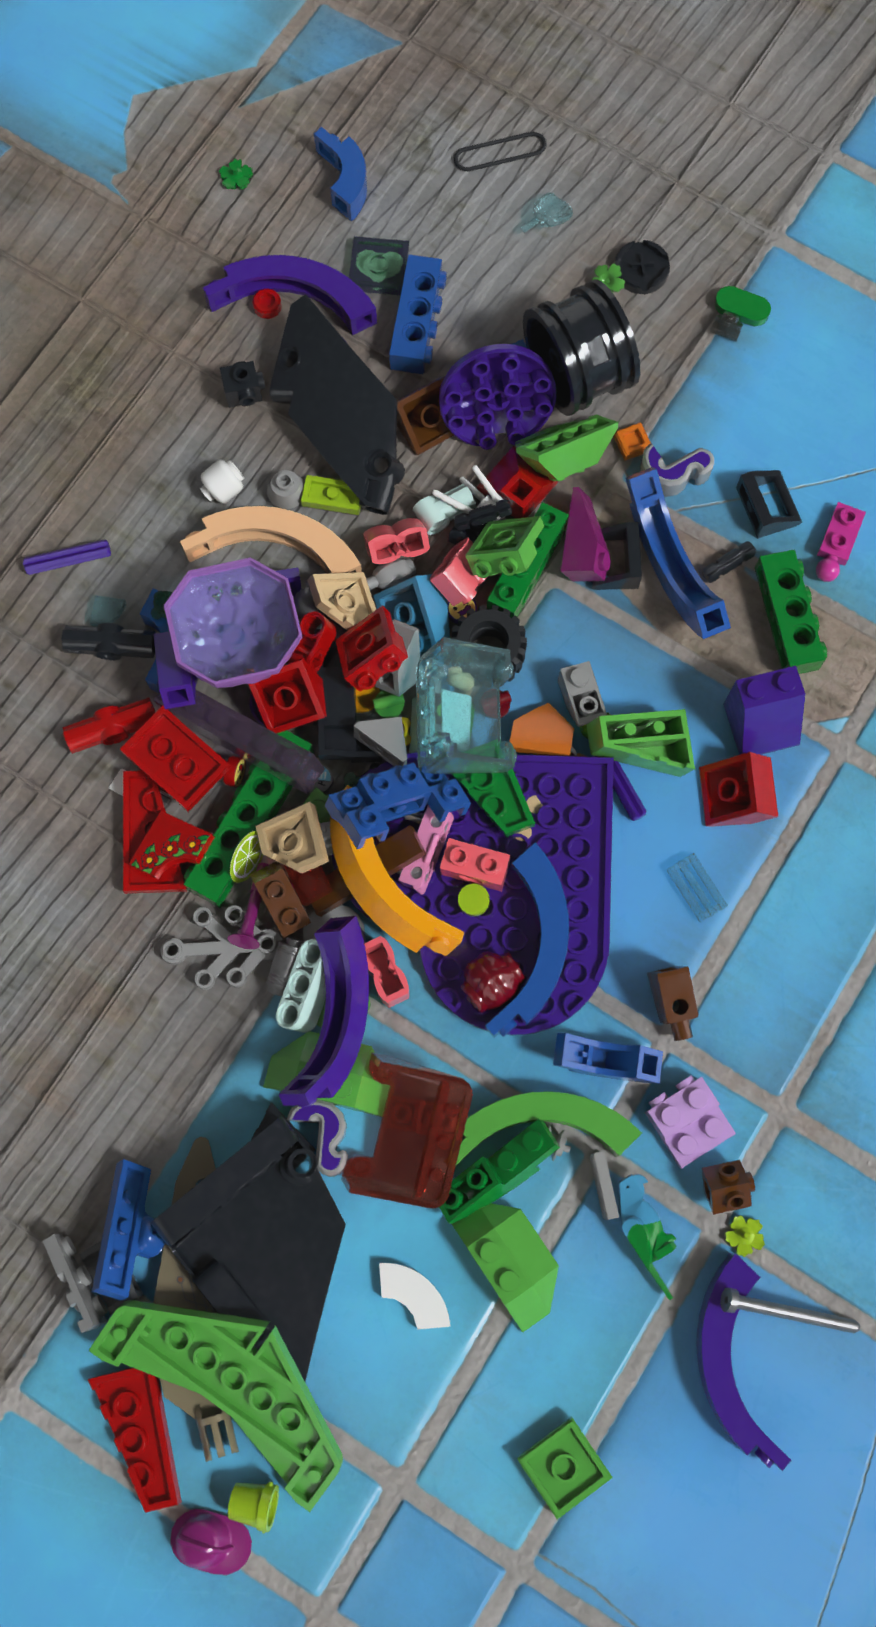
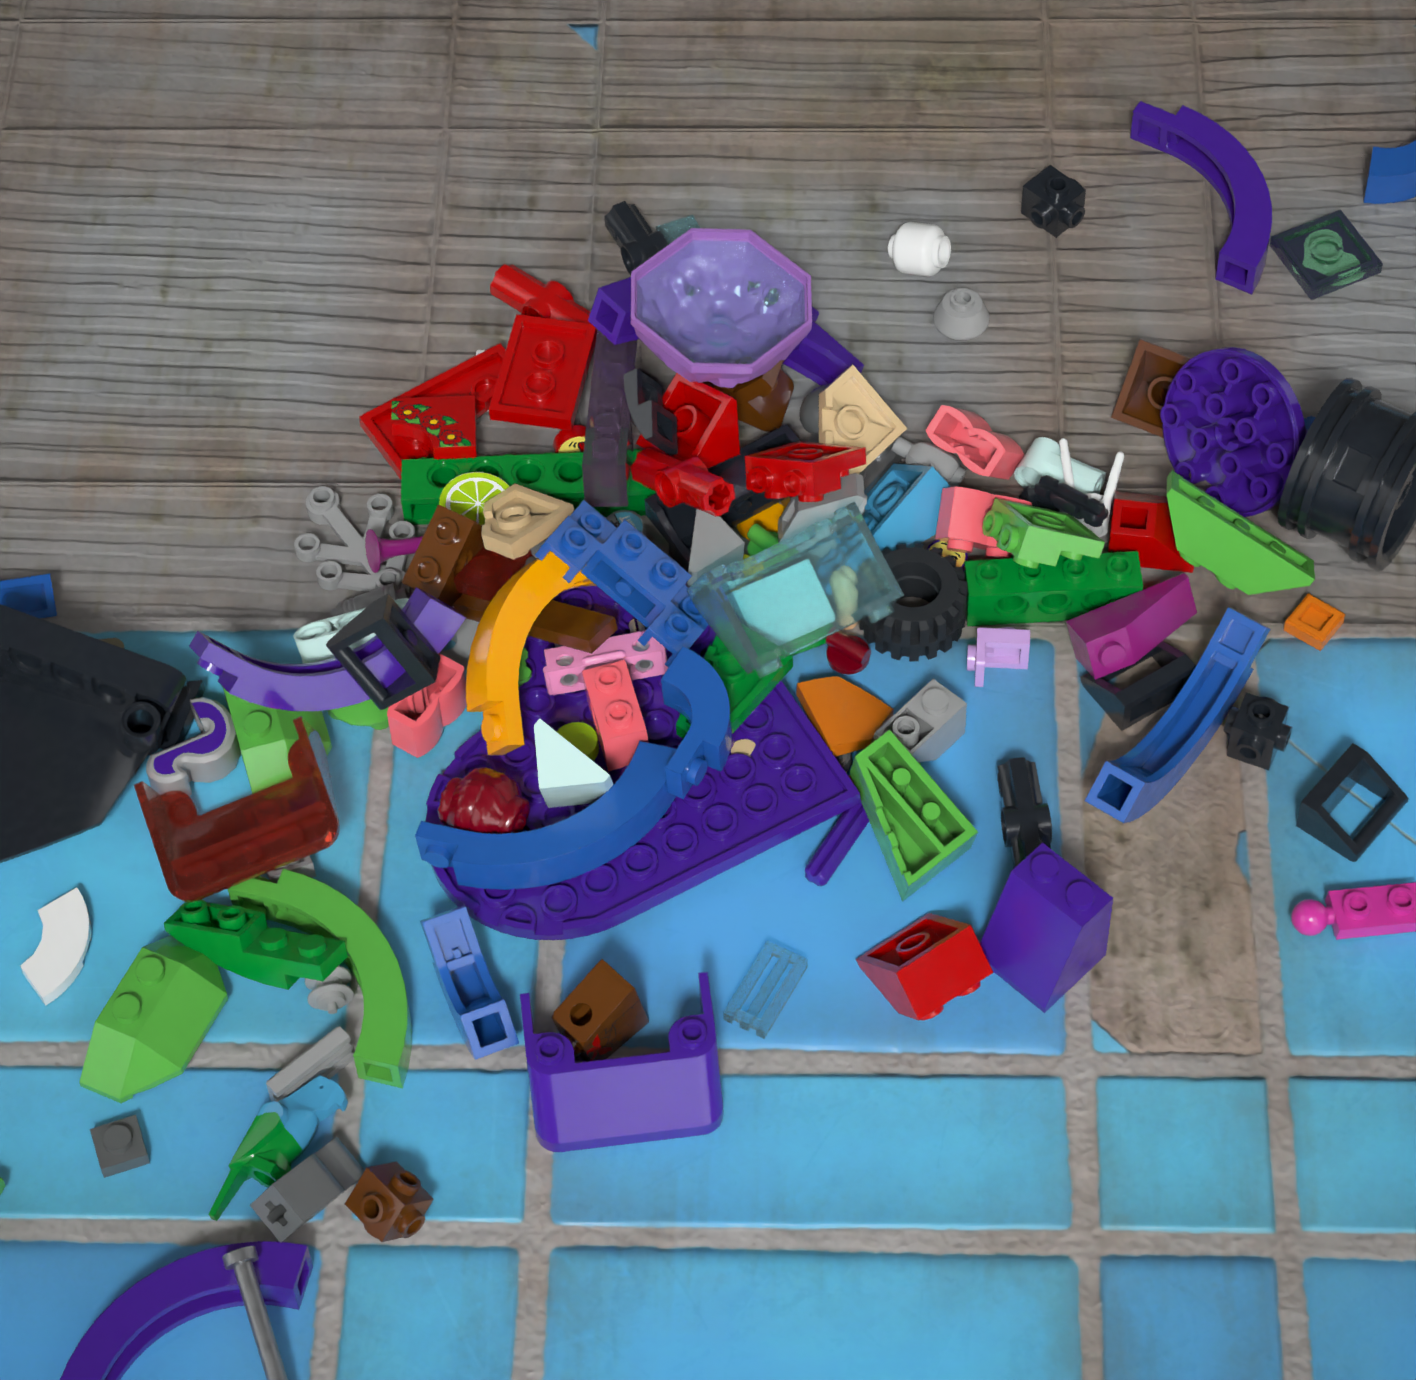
camera: 60 degrees right, 20 degrees down
(66, 557) = (720, 168): dark purple axle -> none
(235, 175) = (1322, 67): green plant -> none
(267, 303) = (1183, 179): red tile -> none
(275, 526) = (900, 318): light nougat arch -> none
(277, 717) = (647, 411): none -> black slope
(314, 645) = (777, 413): red piece -> none
(329, 495) = (989, 360): lime plate -> none
(338, 405) = (1091, 302): black panel -> none
(338, 725) = (682, 482): none -> red piece
(354, 967) = (403, 642): none -> black tile
(419, 274) = (1293, 313): blue brick -> none
(511, 920) = (565, 772): none -> light aqua slope
(522, 811) = (700, 696): none -> blue arch
(548, 616) = (998, 649): none -> lavender bracket
(584, 1329) = (119, 1146): none -> dark grey plate
(676, 475) = (1307, 686): light grey animal -> none
(678, 679) = (1023, 814): none -> black piece
(689, 1121) = (453, 1127): lavender plate -> none
(695, 517) = (1257, 730): none -> black brick
(697, 1232) = (307, 1189): none -> dark grey piece
(721, 1047) = (625, 1096): none -> dark purple windscreen
(729, 561) = (1233, 804): black axle -> none
(745, 1235) = (345, 1270): lime plant -> none
(787, 568) = (1252, 853): green brick -> none

